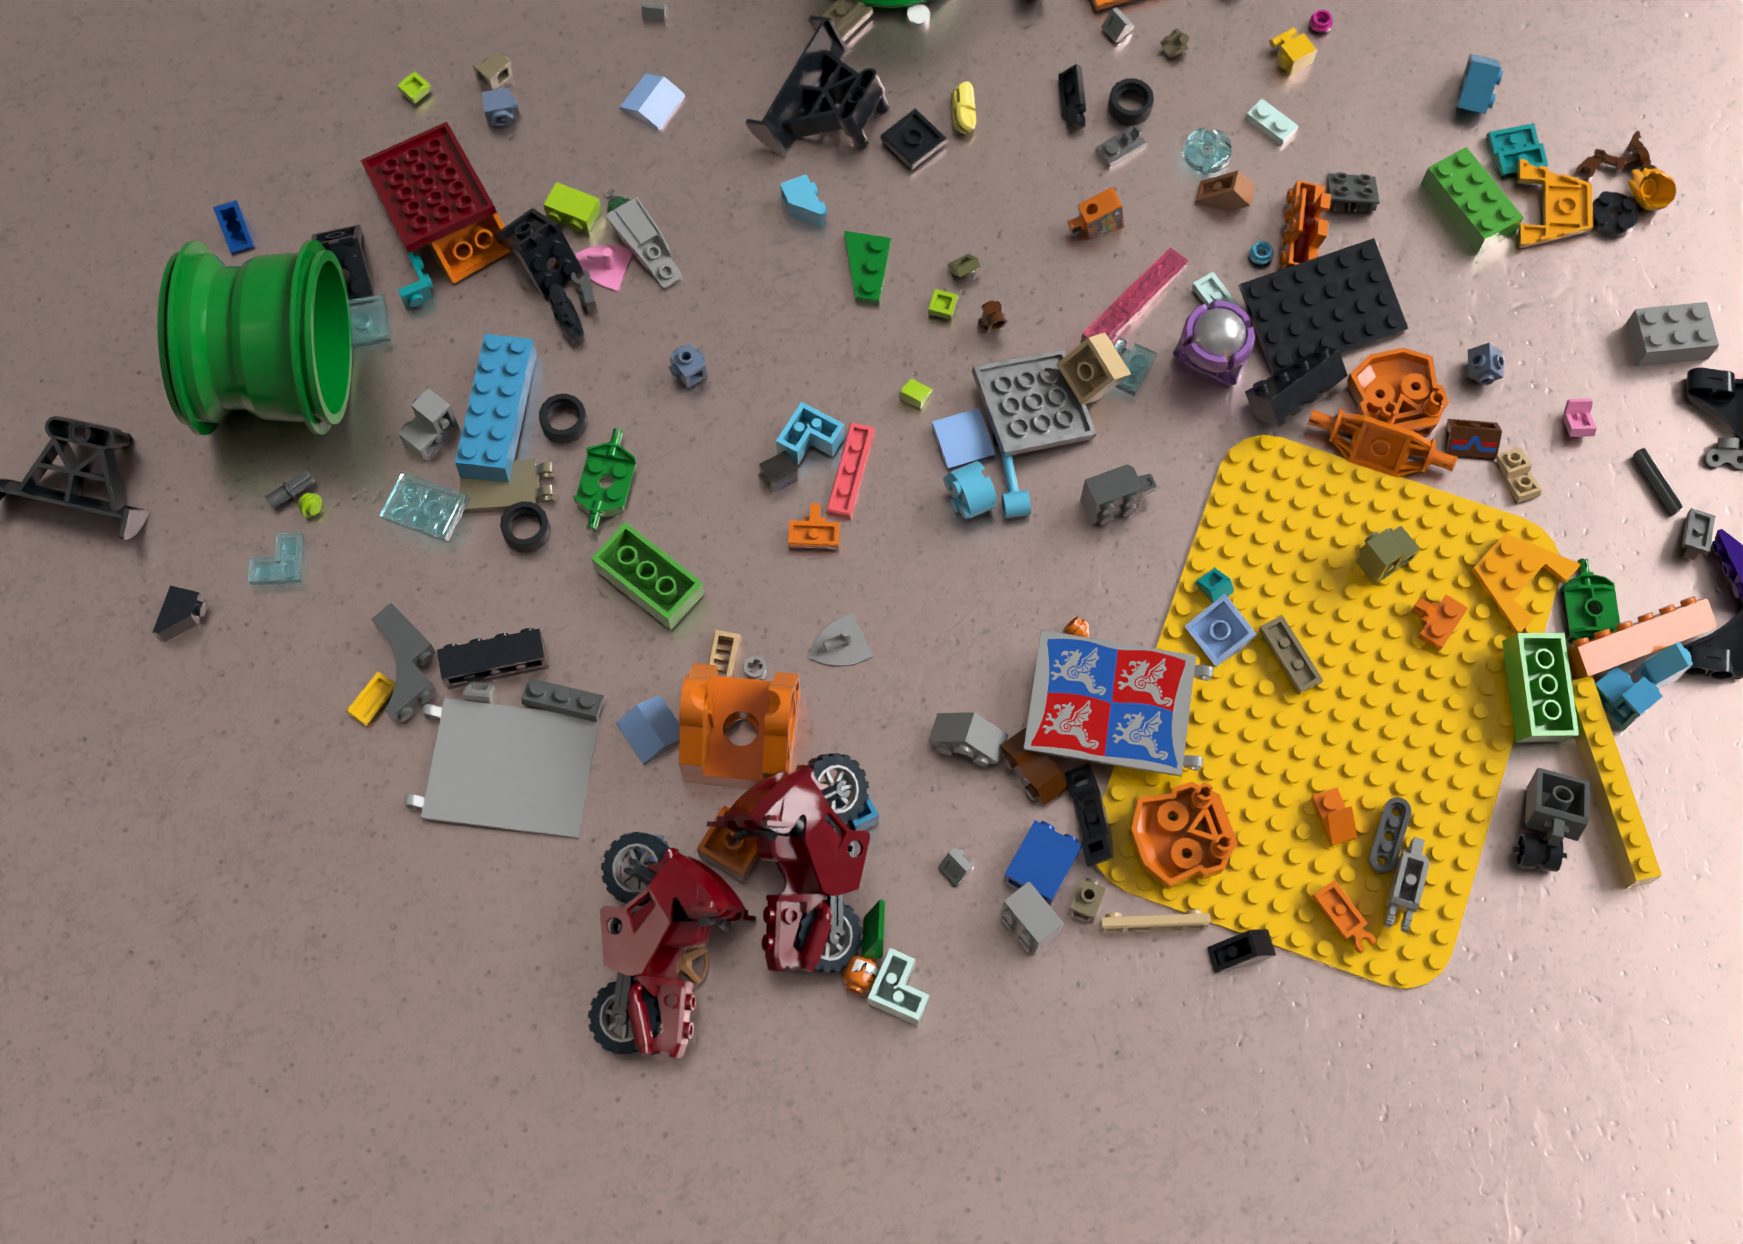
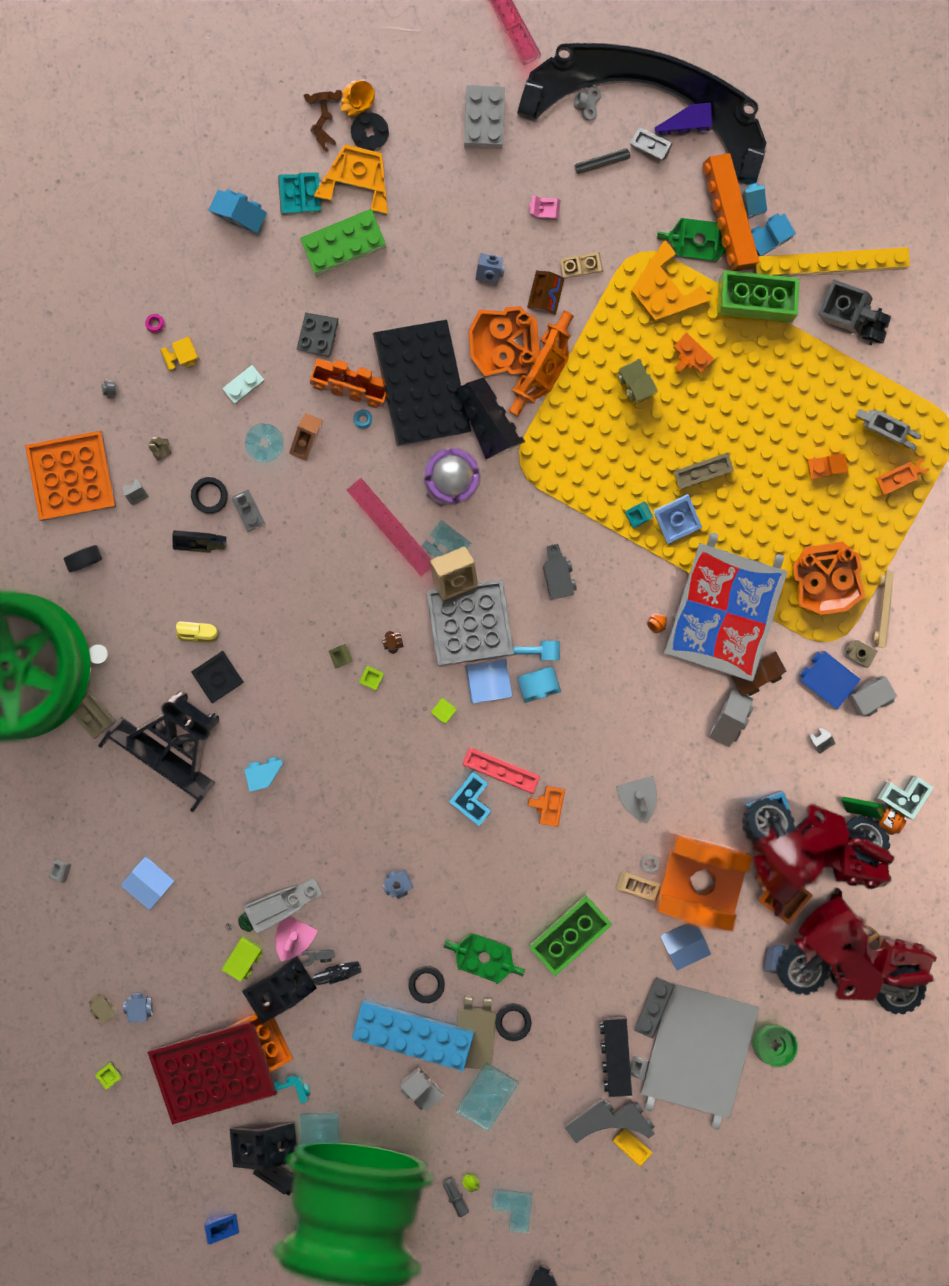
camera: 80 degrees left, 20 degrees up
(522, 843) = (783, 1053): none -> green wheel
(777, 472) = (498, 827): clear smoke brick -> none
(868, 264) = (325, 731): green wing -> none
(1091, 814) = (803, 638): black slope -> none
(1099, 215) = (312, 536): orange torso -> none
(1211, 289) = (397, 463): light aqua plate -> none
(1241, 950) = (913, 551): black slope -> none
(1396, 828) = (856, 435): dark grey plate -> none

